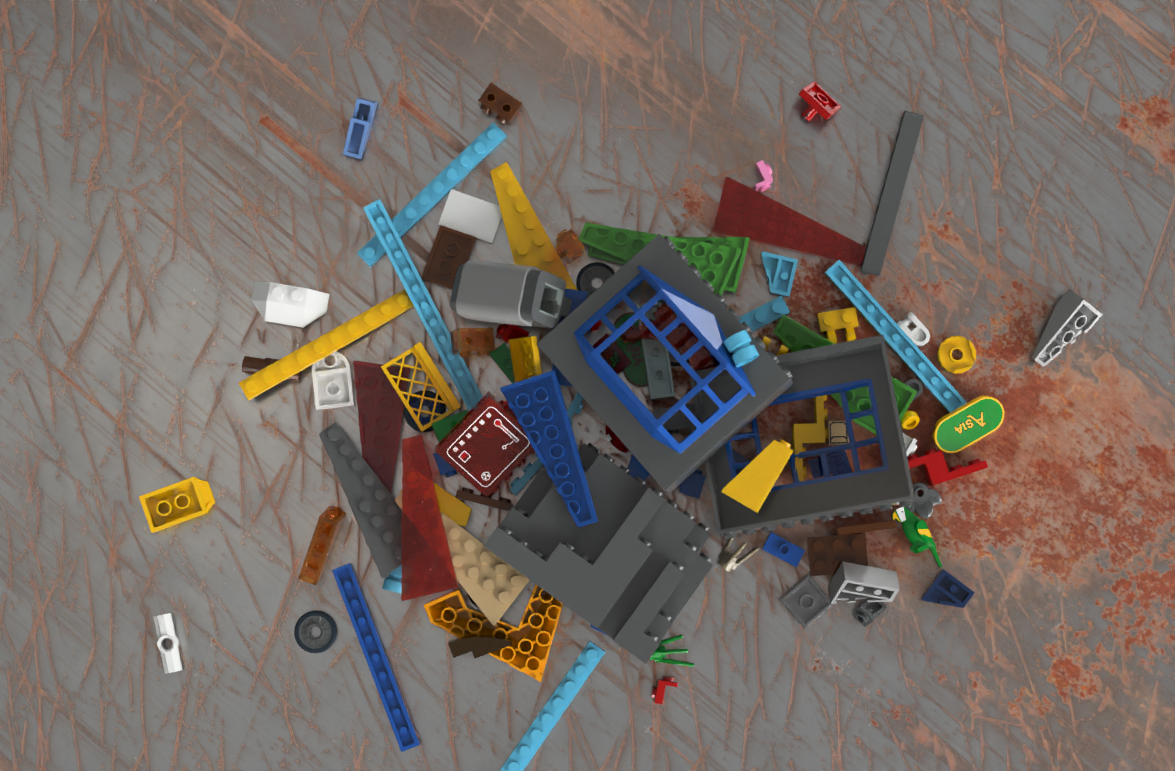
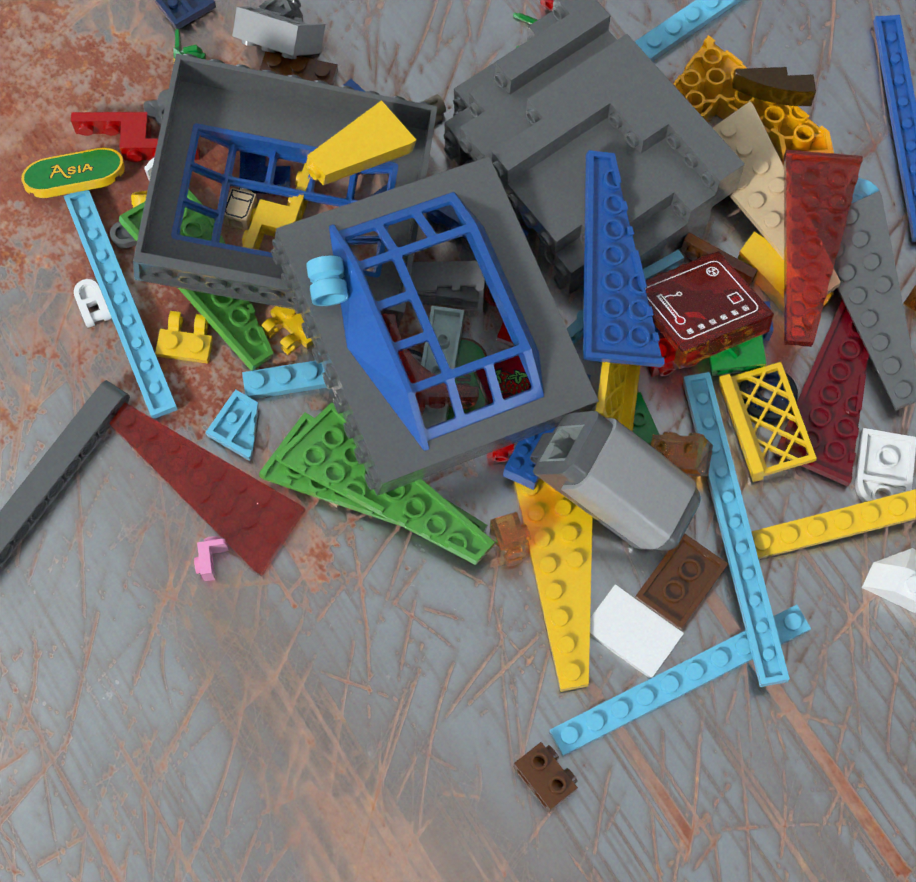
camera: 165 degrees left, 15 degrees down
(360, 127) = (761, 809): medium blue slope -> none
(592, 271) = (479, 503): dark grey wheel -> none
(806, 601) = (353, 39): flat silver plate -> none
(818, 101) = (90, 631): red tile -> none
(945, 357) = (59, 271): yellow tile -> none

